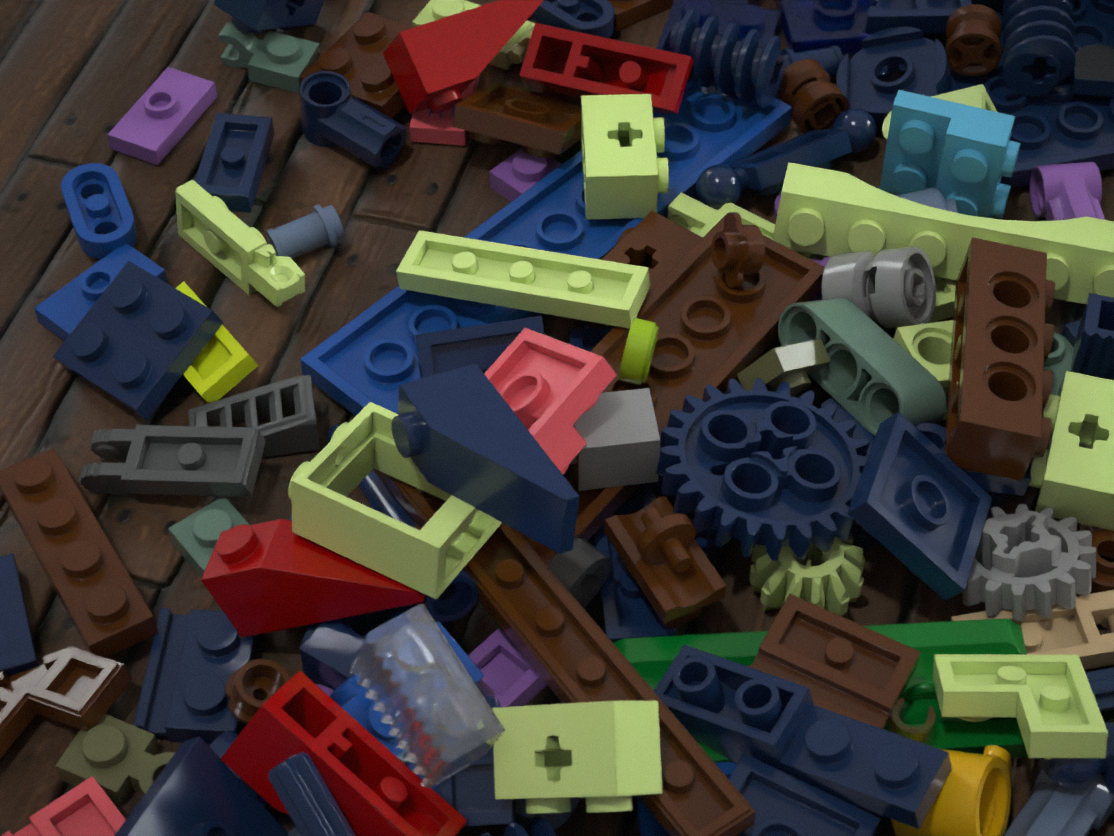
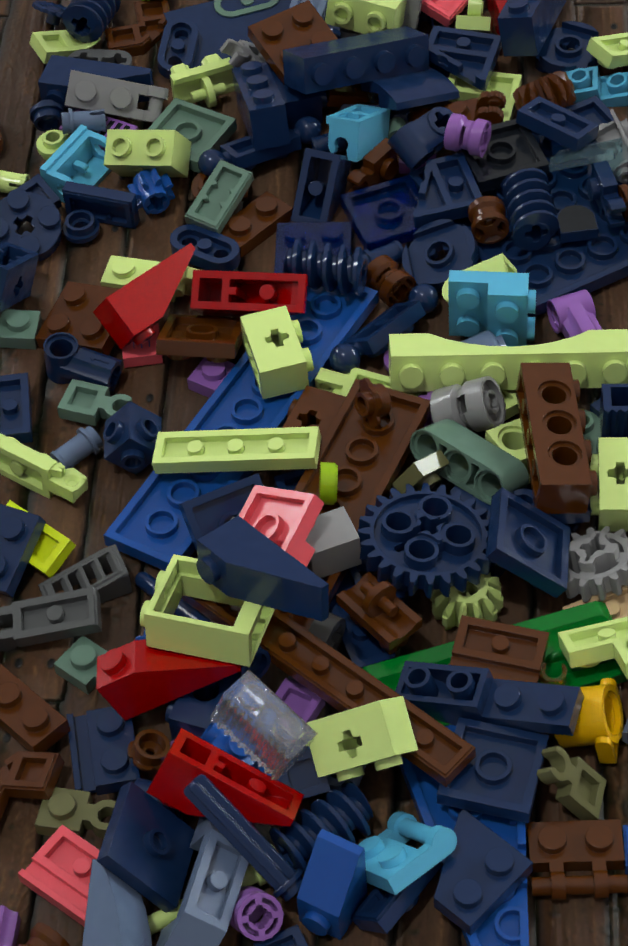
camera: 10 degrees left, 0 degrees up
(345, 175) = (89, 402): none -> sand green plate
(381, 231) = (131, 437): none -> dark blue brick

